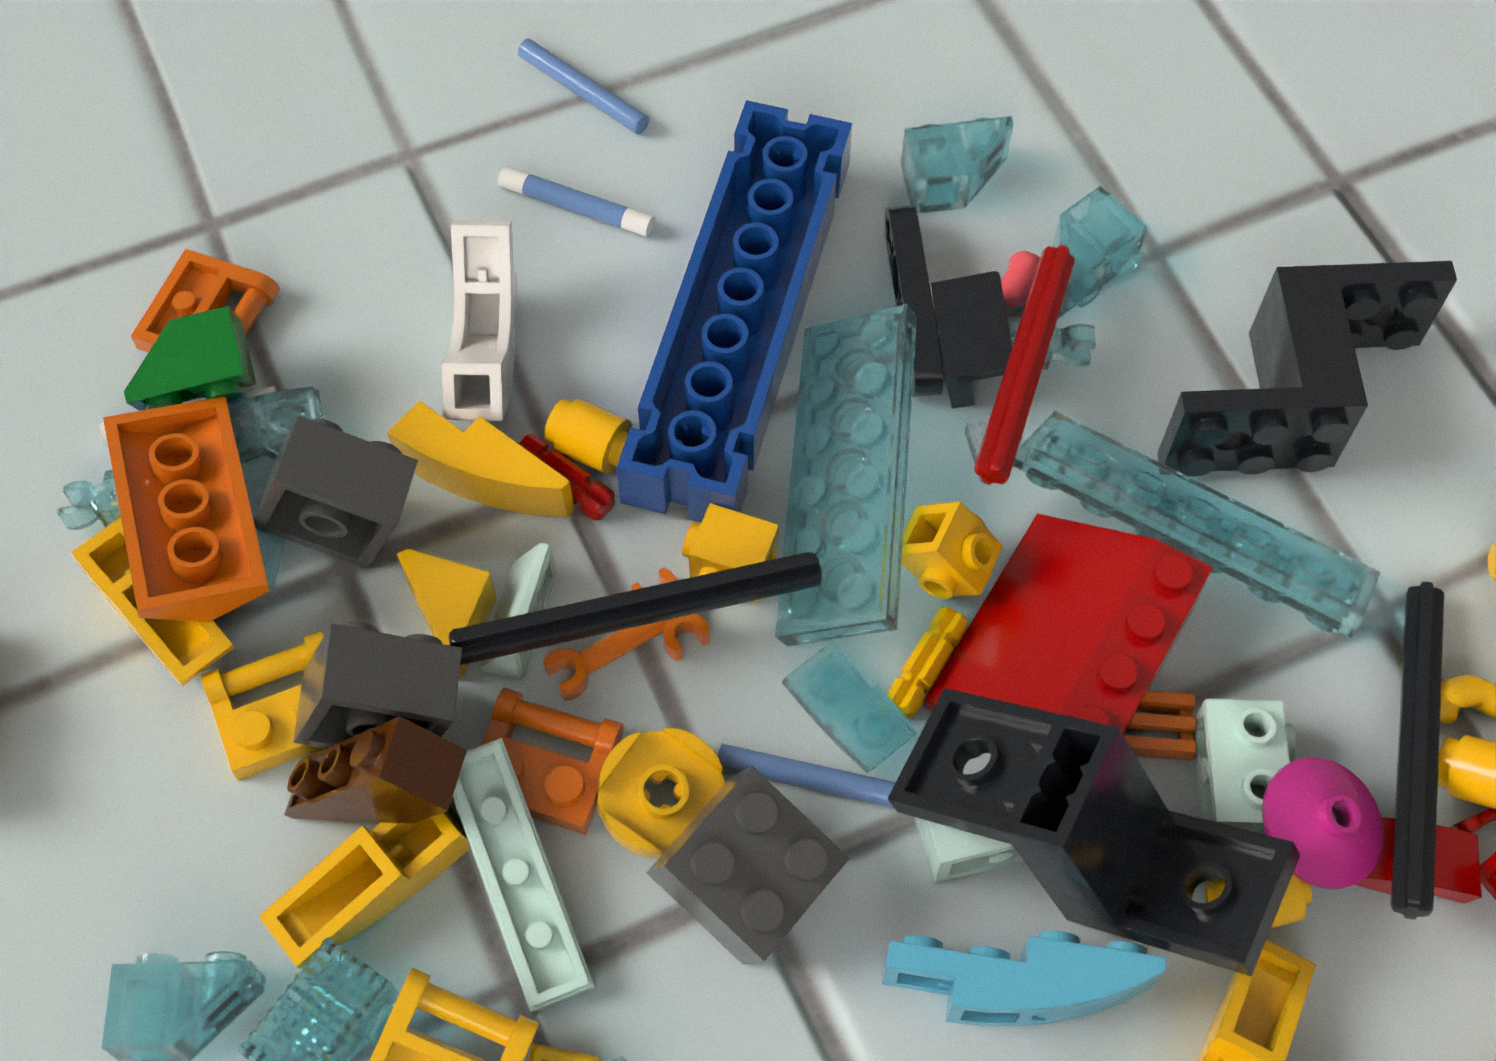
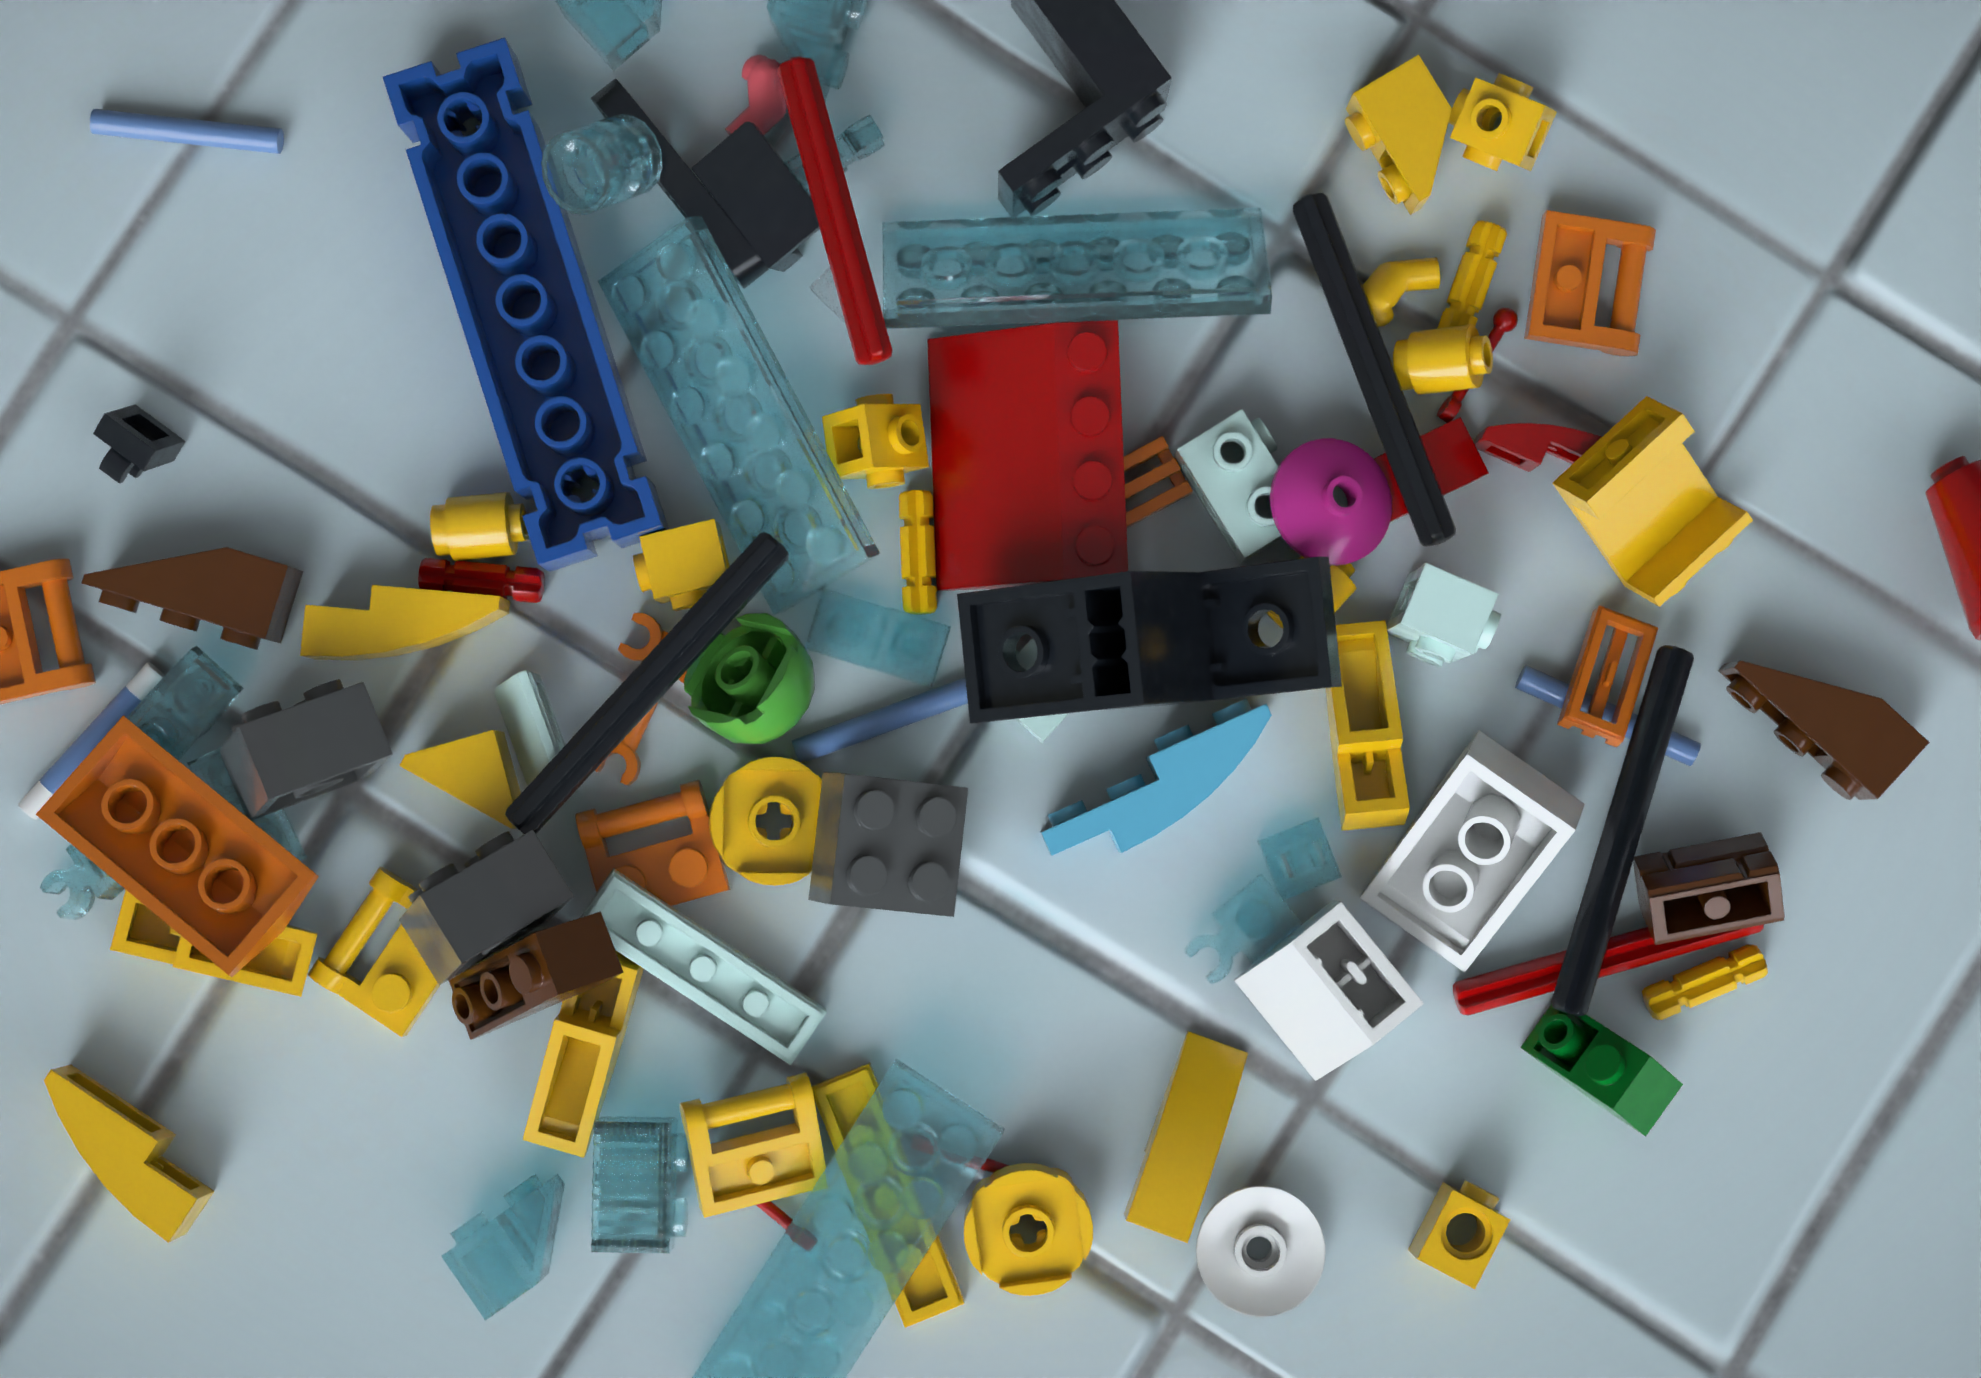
camera: 30 degrees left, 25 degrees up
(192, 361) = (68, 699): green slope -> none
(365, 359) = (215, 586): none -> reddish brown slope
(387, 240) = (136, 442): none -> black tile
(484, 328) = (303, 487): white arch -> none
(576, 201) = (279, 274): medium blue bar -> none
(723, 670) = (752, 681): none -> bright green cylinder
(866, 235) = (601, 164): none -> clear light blue wheel
(1380, 981) = (1443, 616): none -> light aqua brick

